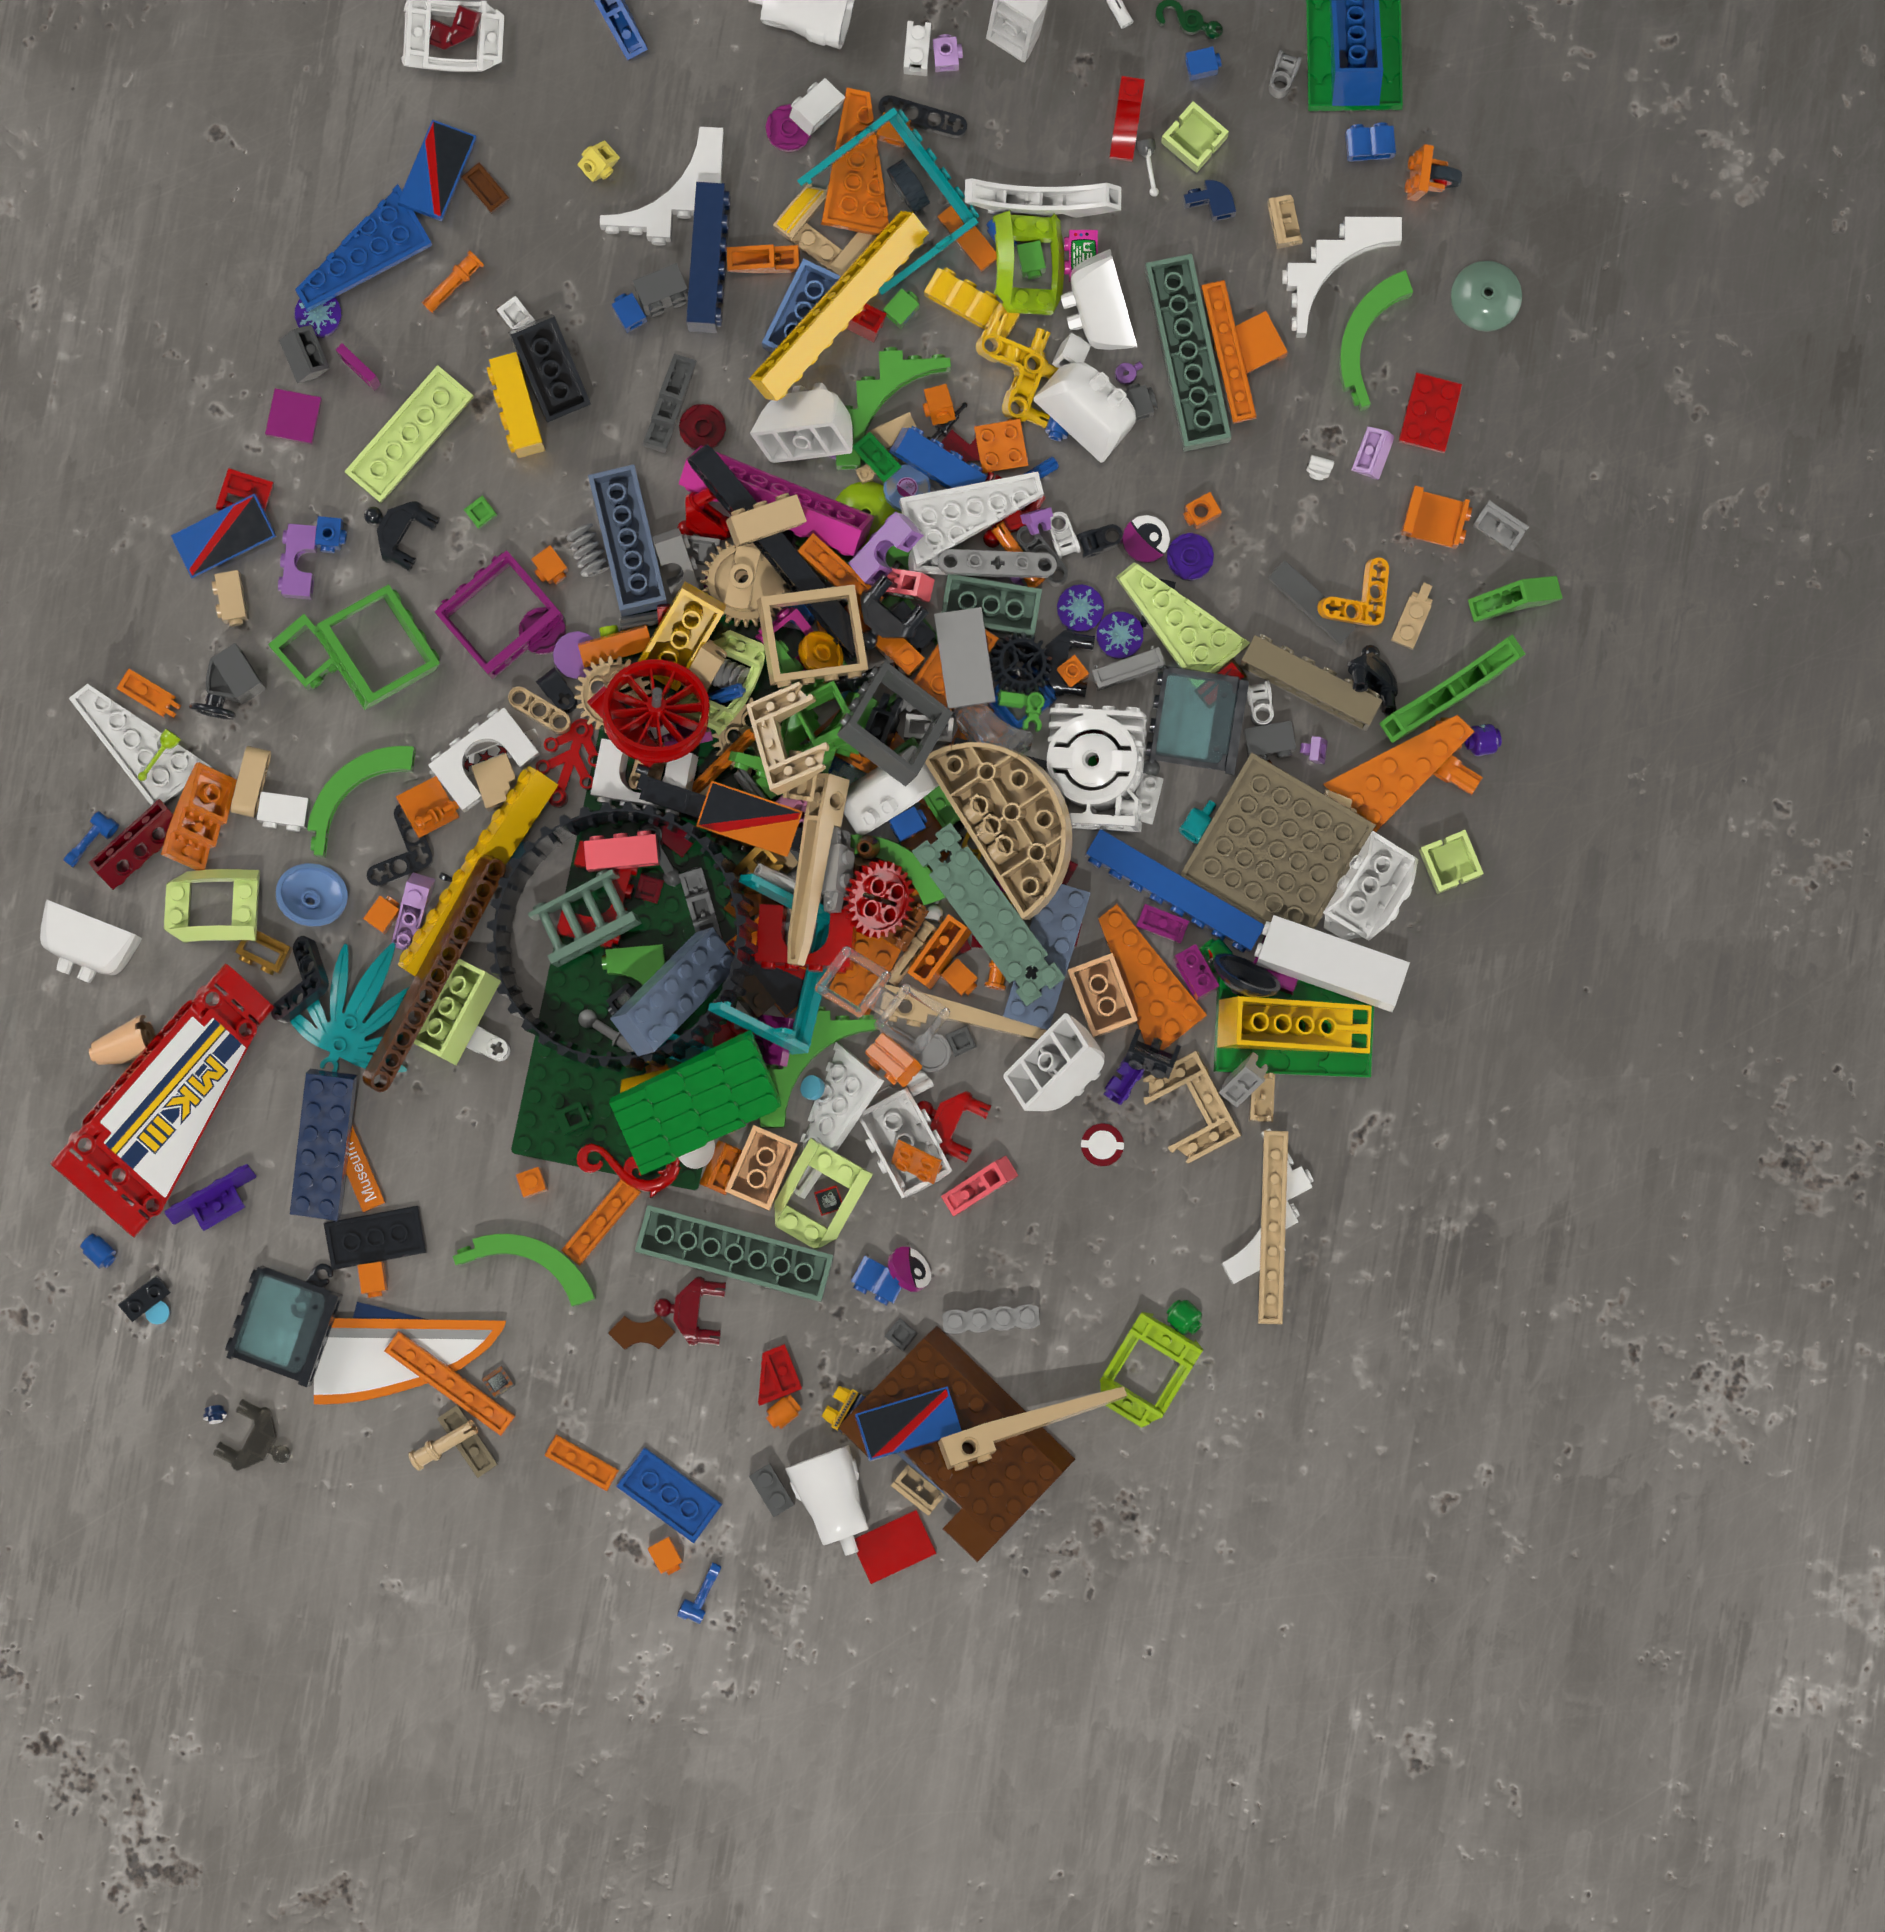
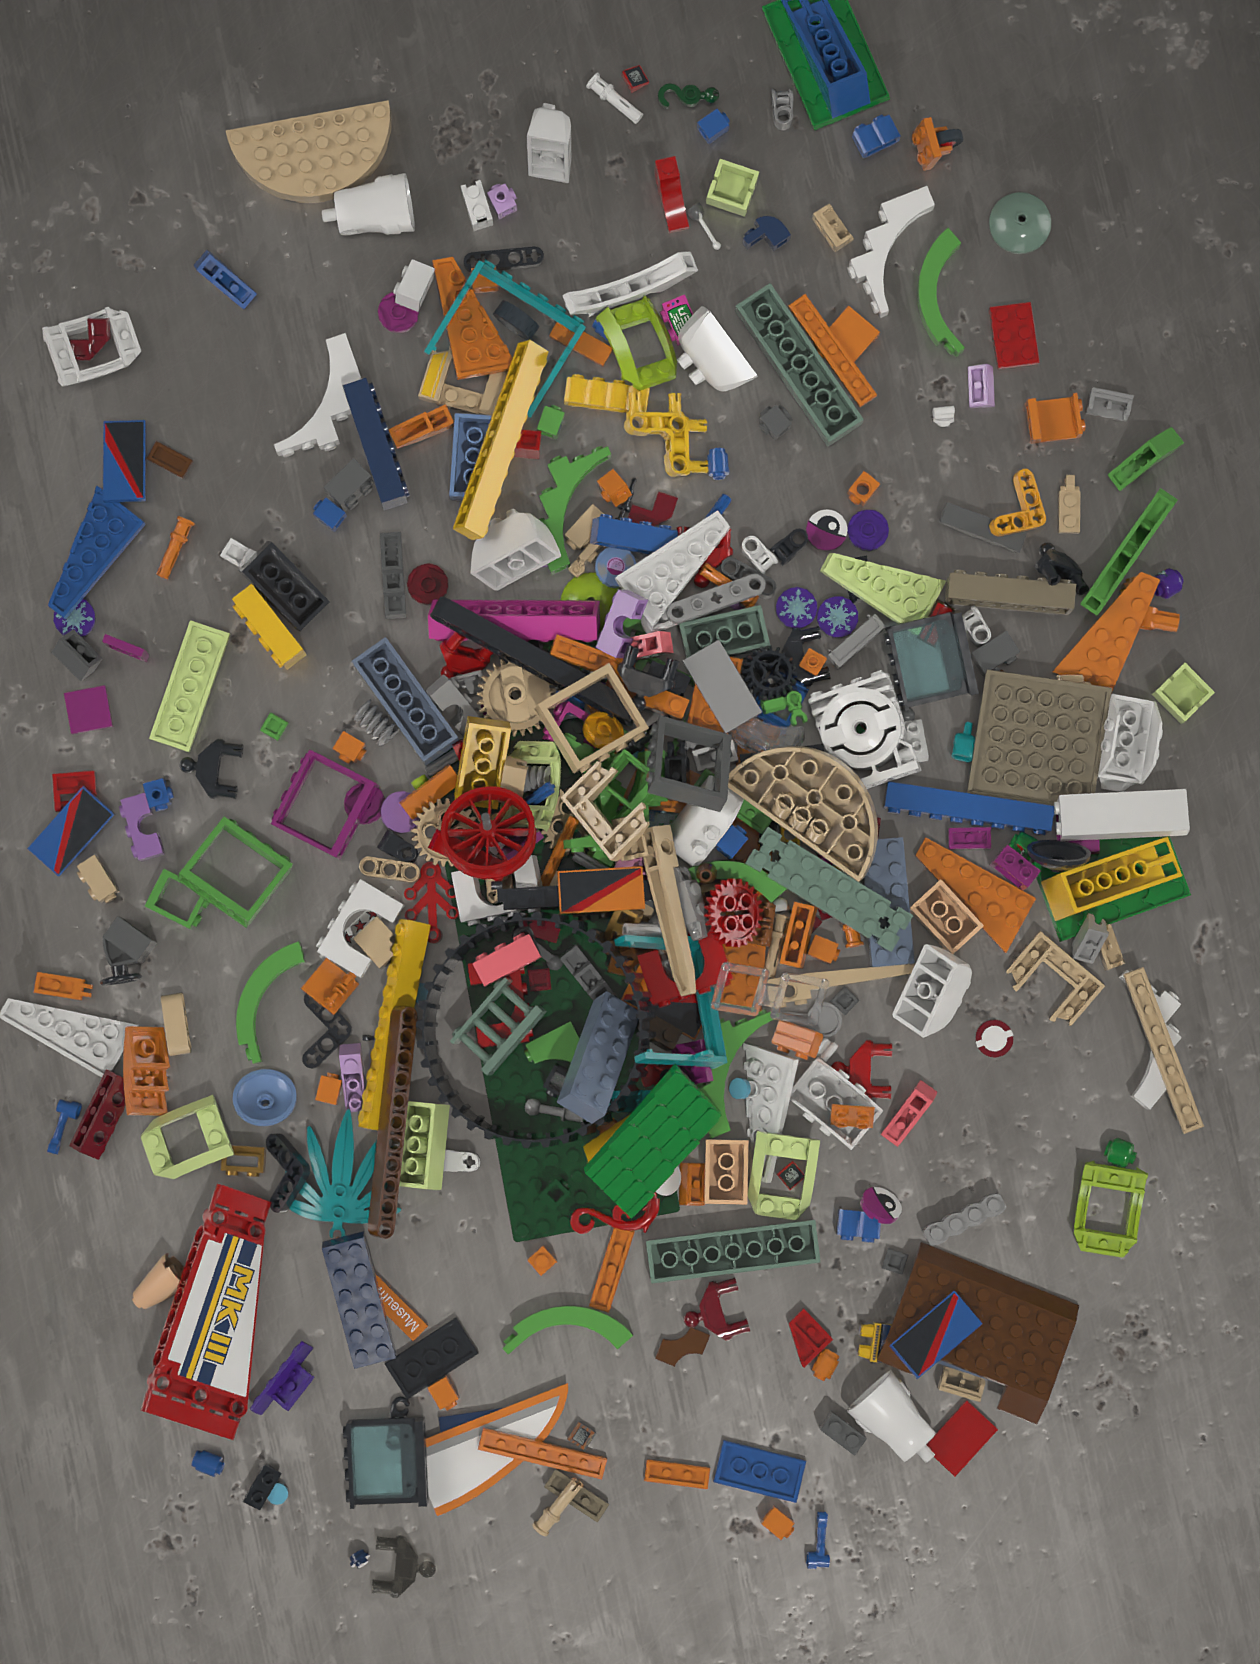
camera: 25 degrees left, 0 degrees up
(85, 942) = (93, 1212): white hips -> none
(168, 741) = (93, 1018): lime hinge -> none
(283, 811) = (213, 1037): white brick -> none
(598, 161) = (254, 401): light yellow brick -> none
(765, 519) = (514, 639): tan brick -> none
(876, 457) = (582, 551): green plate -> none
(986, 1434) = (1002, 1319): tan piece -> none
(1001, 445) = (678, 501): orange hinge -> none
(1031, 259) = (640, 340): bright green brick -> none
(1035, 517) = (731, 548): medium lavender tile -> none
(1071, 350) = (705, 404): white brick -> none
(1088, 407) = (737, 441): white hips -> none
(1120, 1089) = (994, 969): dark purple hinge -> none
(1131, 369) = (758, 397): medium lavender piece -> none
(1151, 1057) = (1006, 951): black window -> none
(1315, 750) = (1035, 646): medium lavender tile -> none

